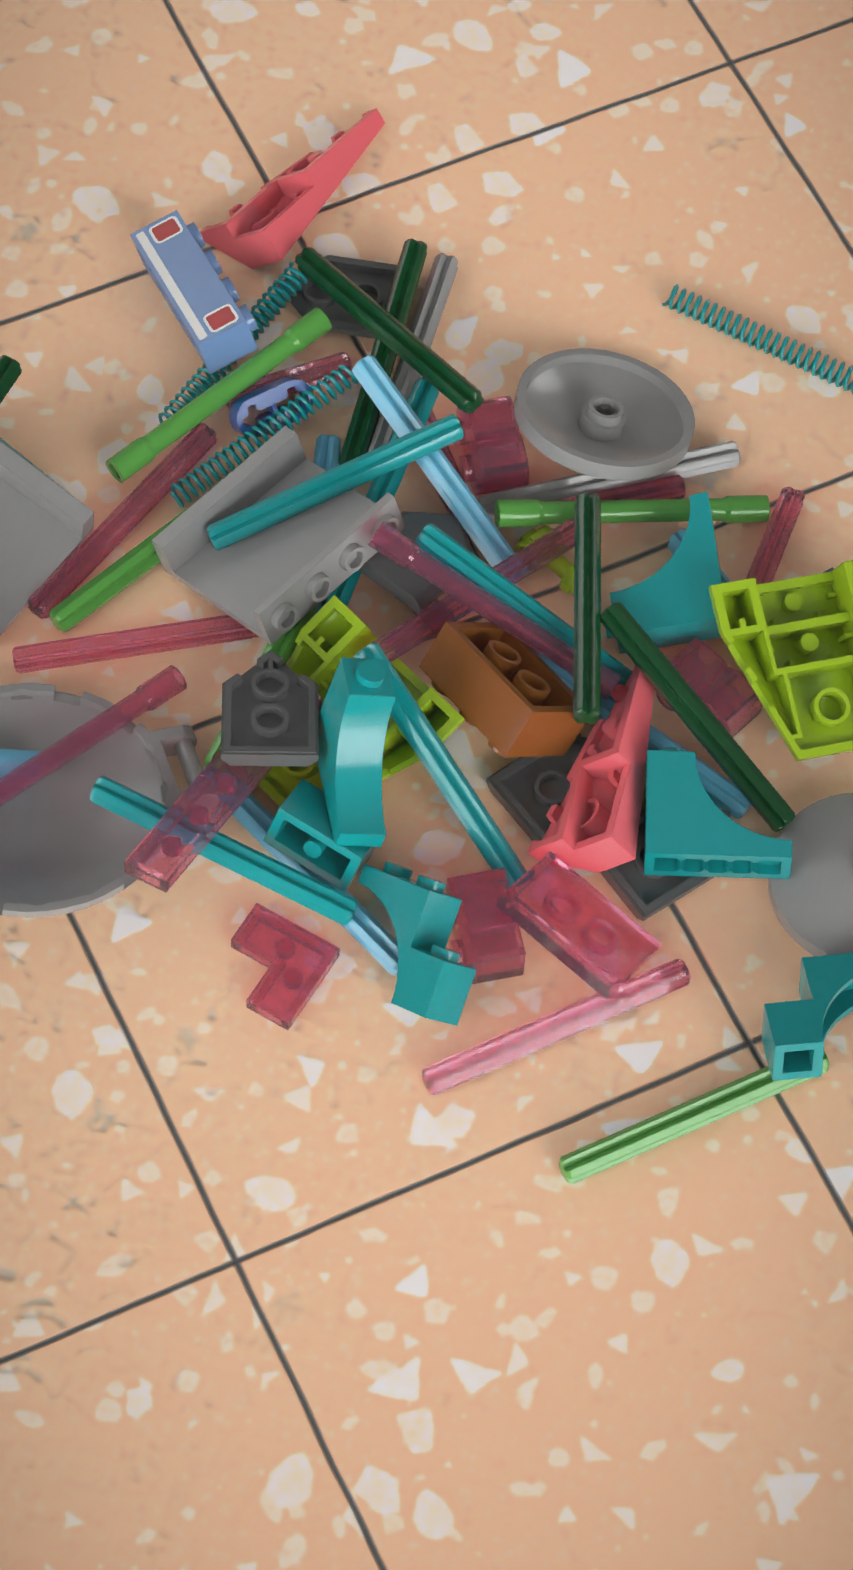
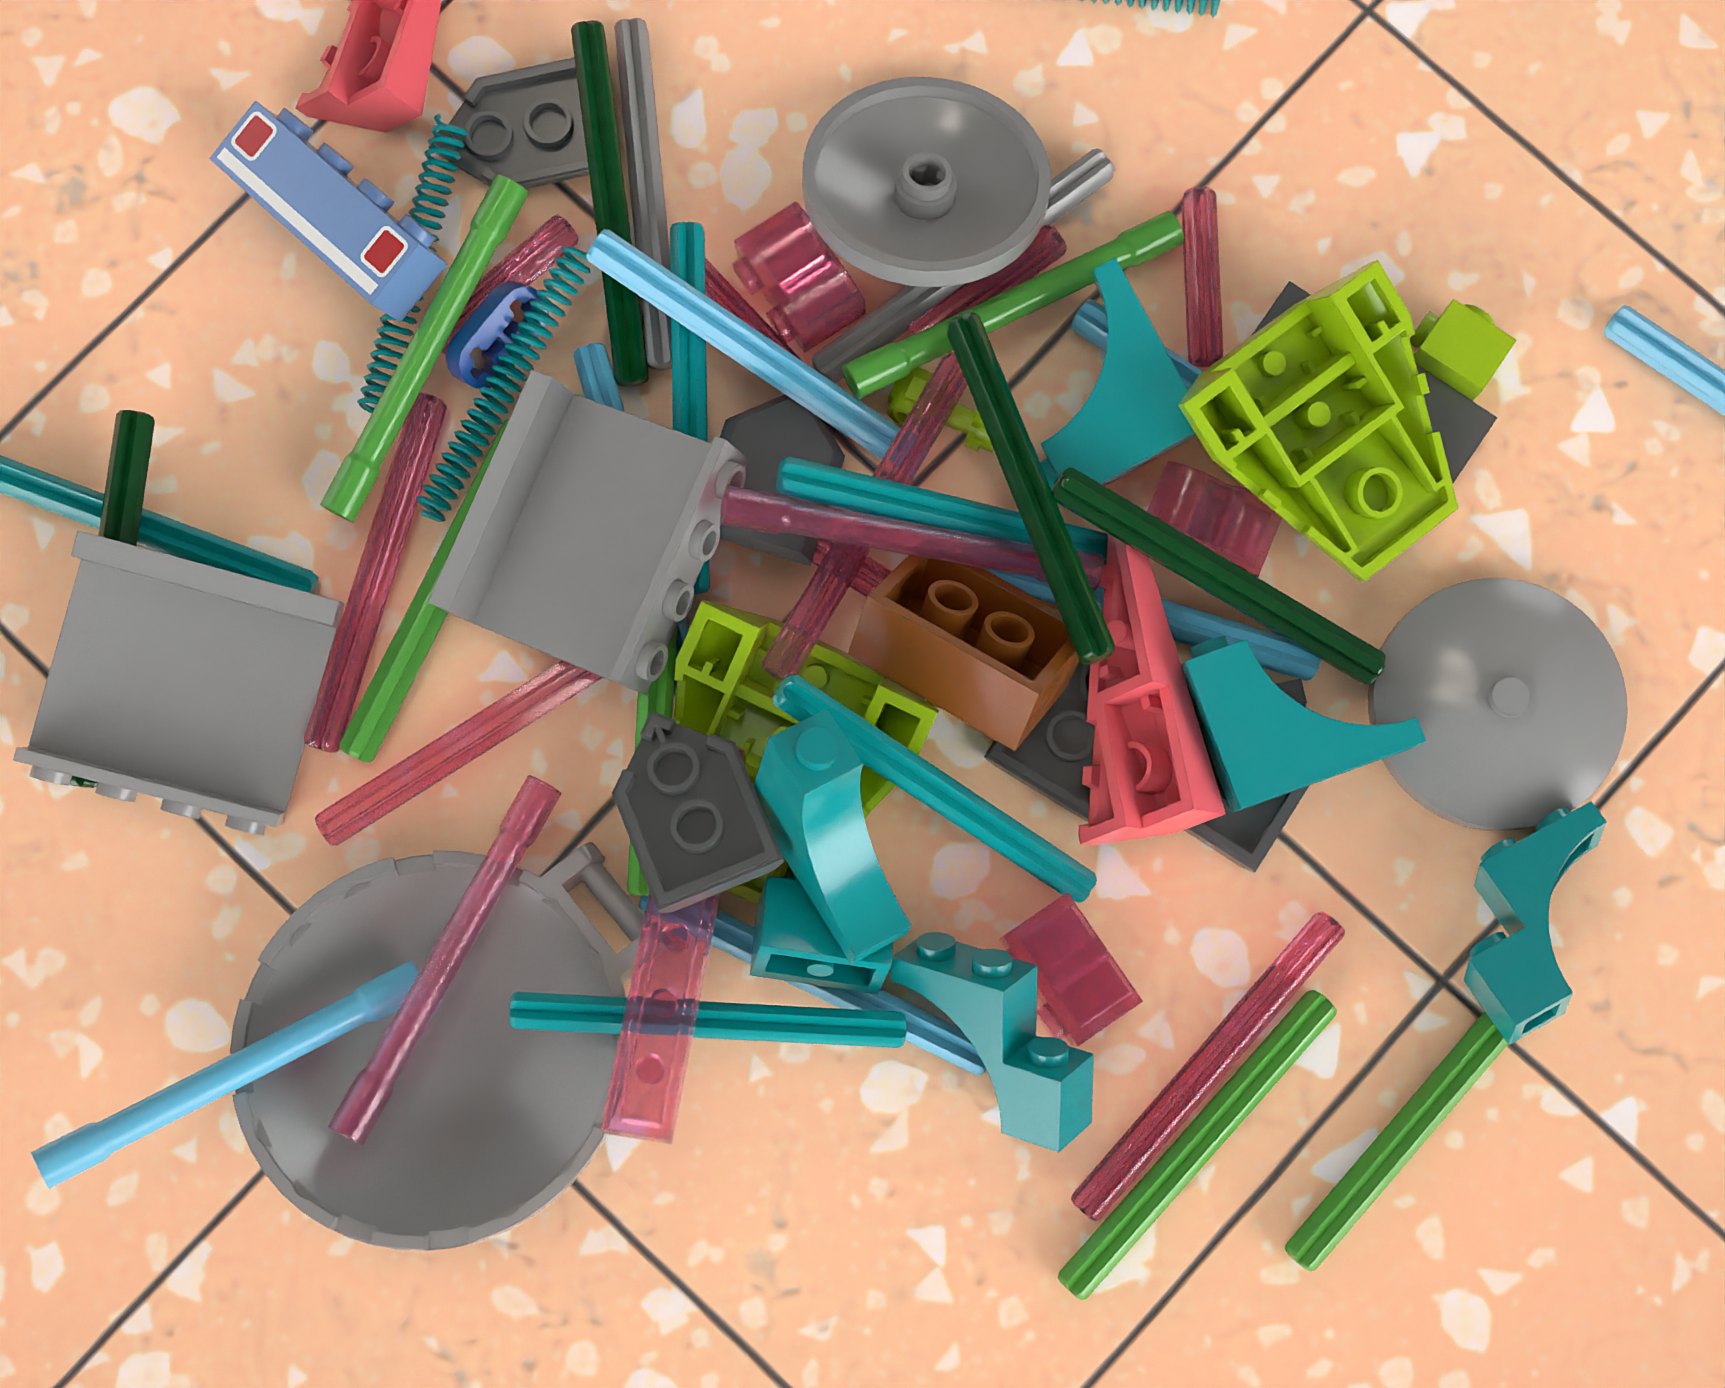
camera: 20 degrees left, 20 degrees up
(294, 961) = (855, 1107): clear pink tile -> none
(335, 482) = (631, 426): teal axle -> none
(389, 330) = (607, 172): dark green axle -> none
(525, 1072) = (1196, 1144): none -> bright green axle
(578, 925) = (1187, 929): clear pink tile -> none

